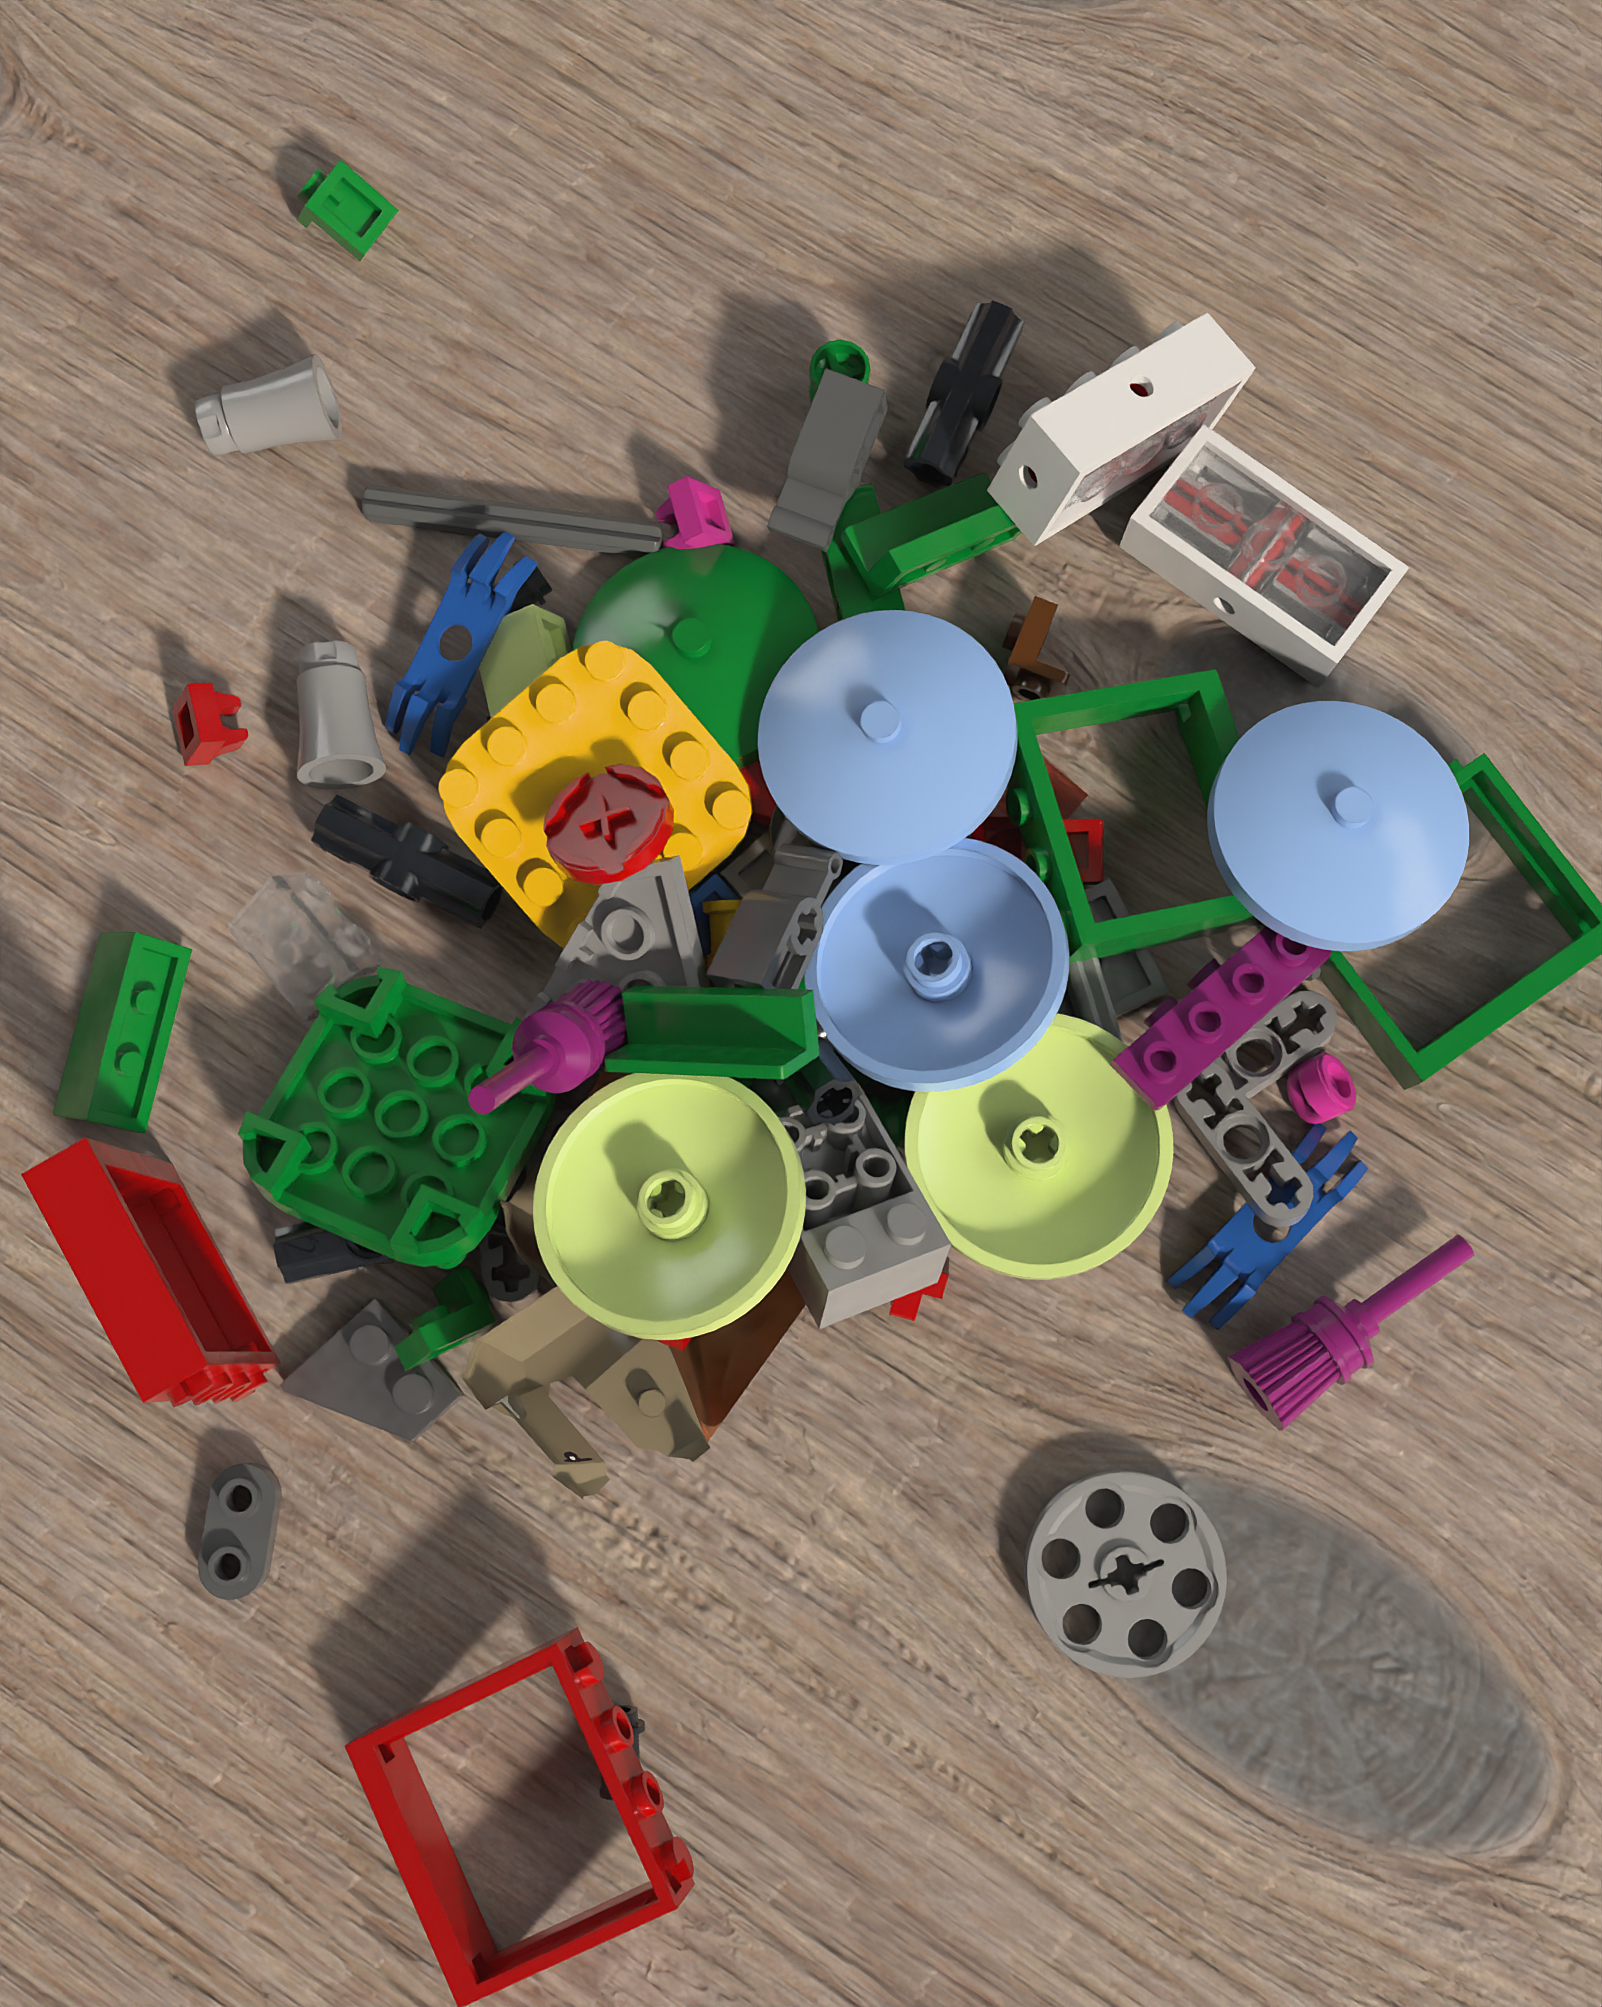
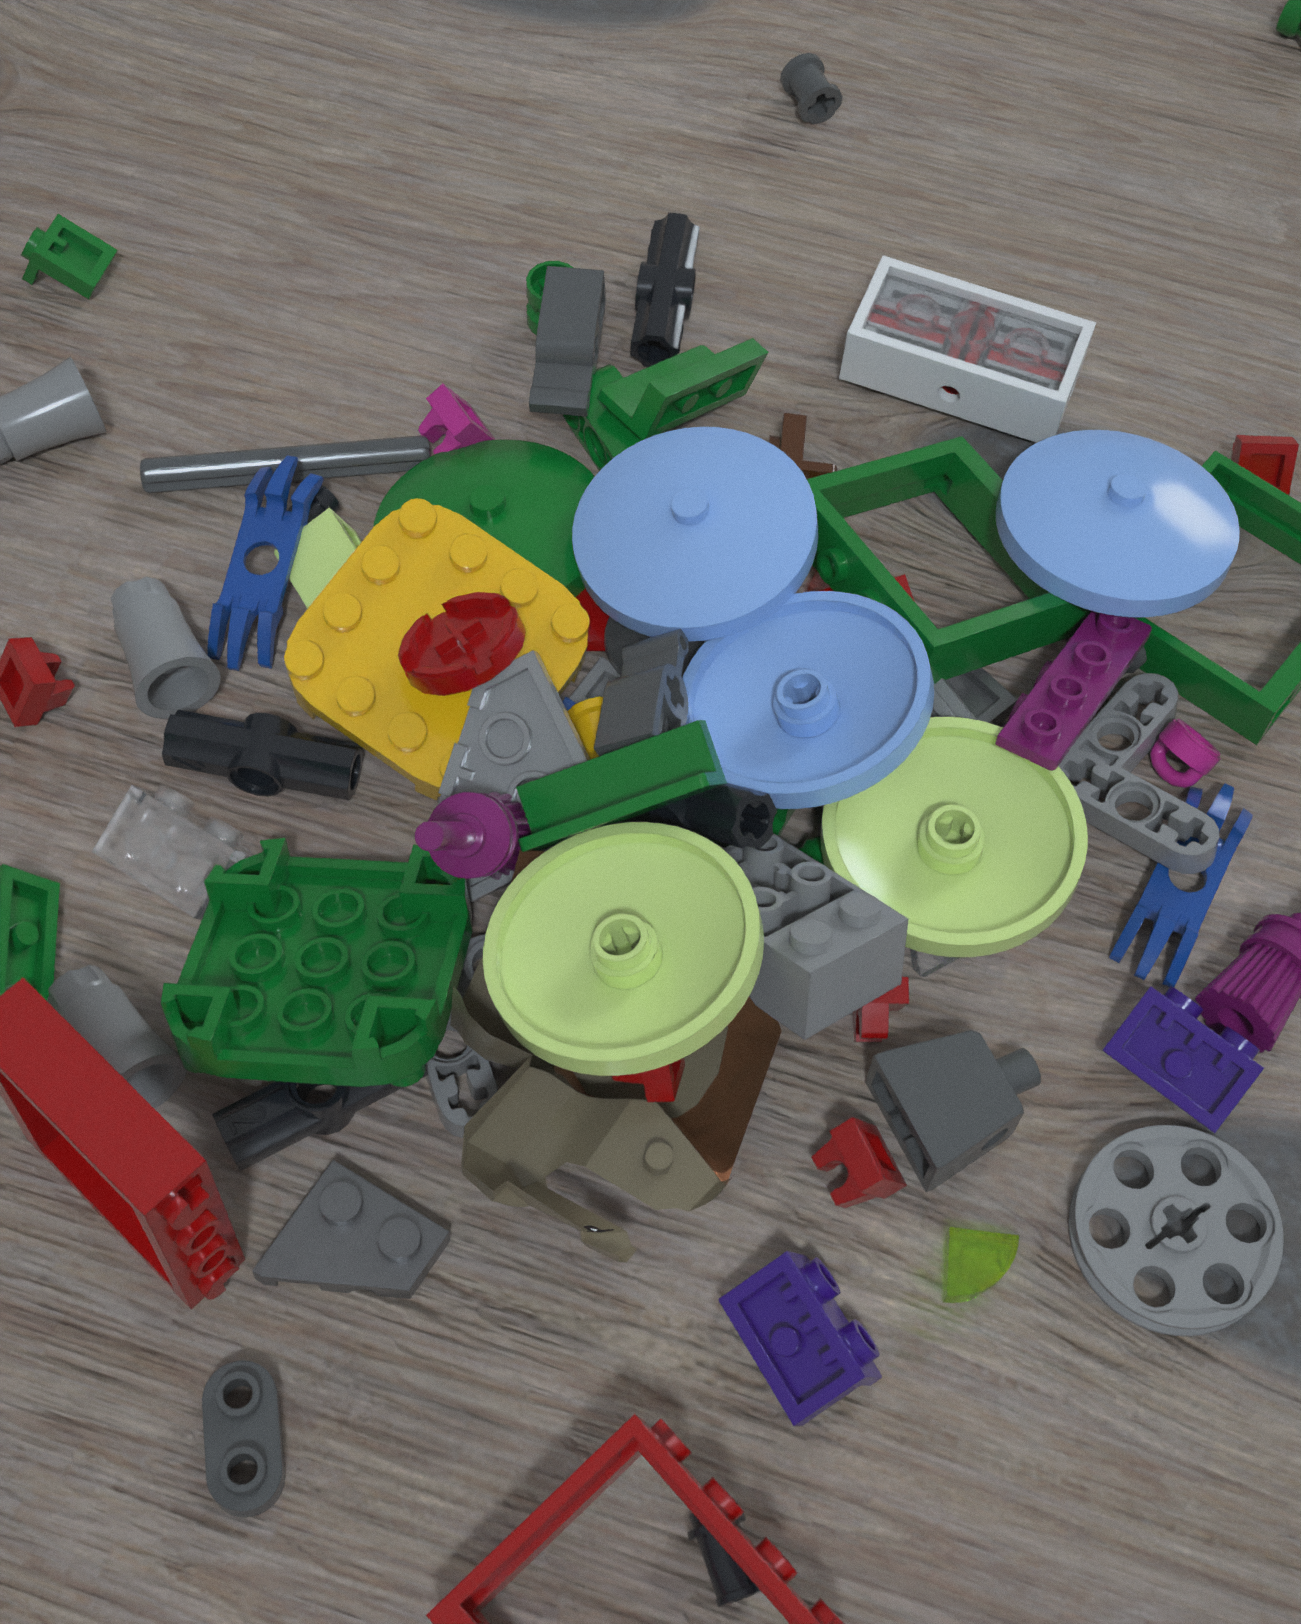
camera: 20 degrees left, 20 degrees down
(199, 1132) = (118, 1032): none -> light grey plant
(458, 1320) = (419, 1155): green bracket -> none
(746, 1581) = (801, 1335): none -> dark purple bracket
(855, 1434) = (867, 1160): none -> red tile
(928, 1553) = (975, 1262): none -> clear neon green tile
(957, 1398) = (950, 1100): none -> dark grey torso
(1117, 426) = (809, 269): white brick -> none
(1197, 1412) = (1184, 1057): none -> dark purple bracket
(1212, 150) = (806, 81): none -> dark grey bush
(1539, 771) = (1268, 458): none -> red tile

